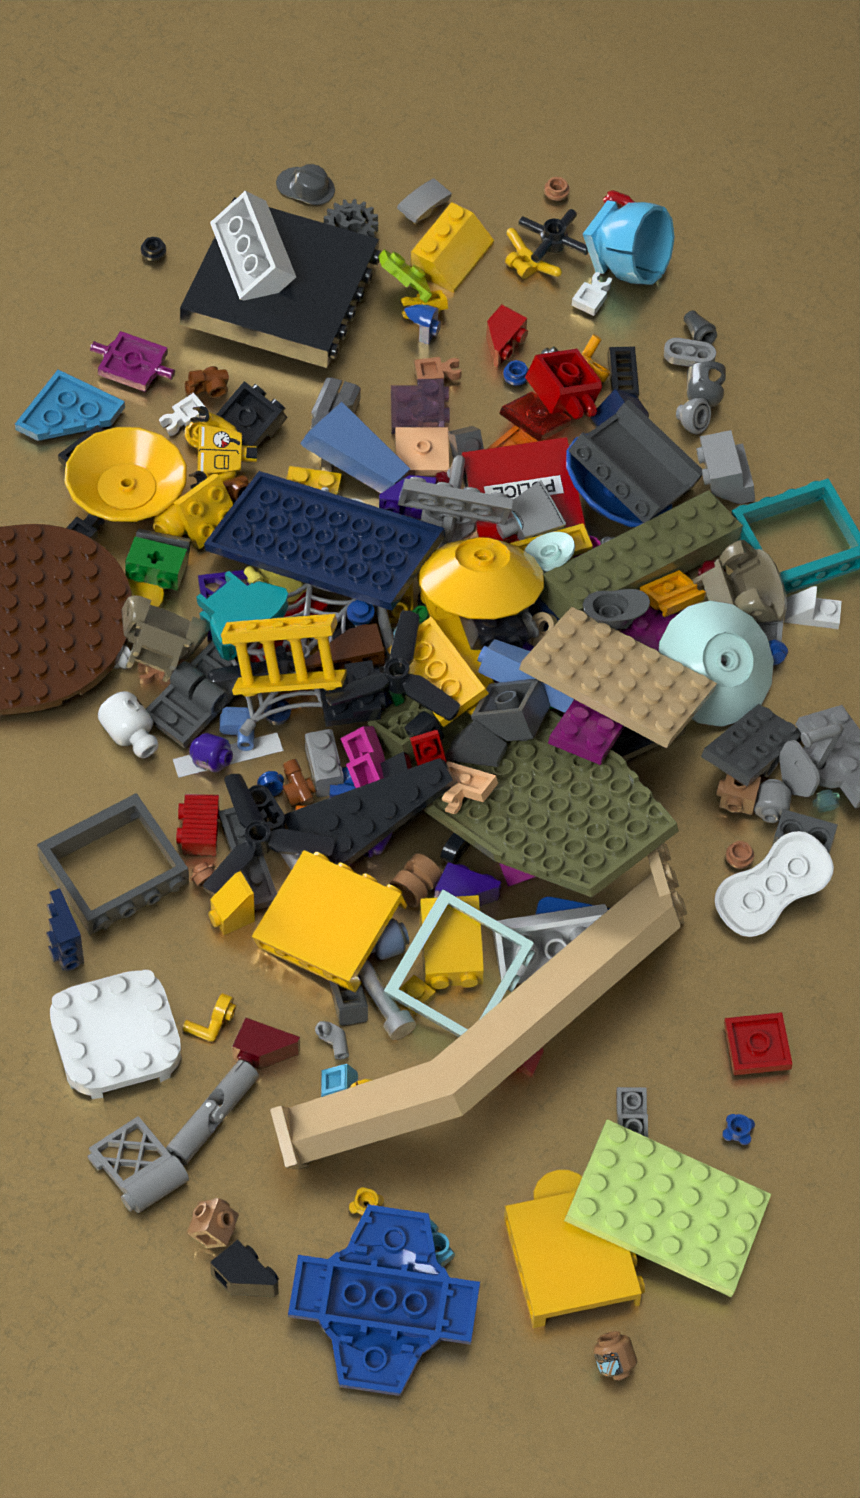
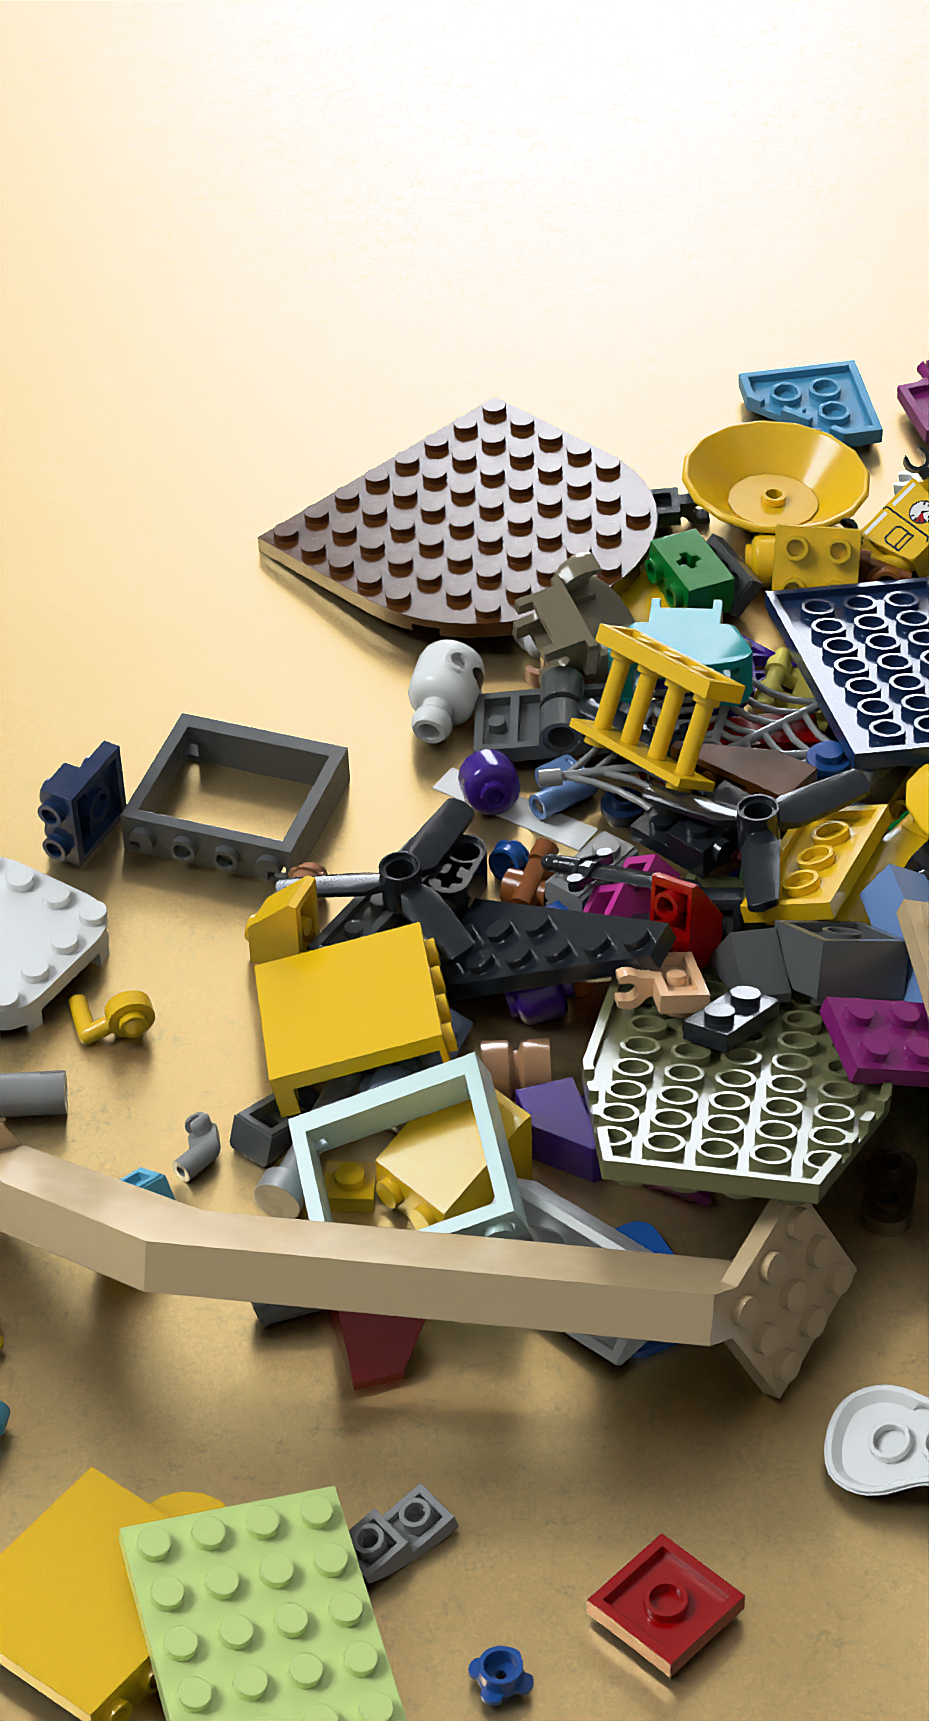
camera: 55 degrees right, 15 degrees down
(199, 824) = (371, 832): red brick -> none
(263, 1044) = (111, 1082): dark red slope -> none
(339, 758) = (594, 867): none -> black sword
(511, 778) = (731, 1019): none -> black plate

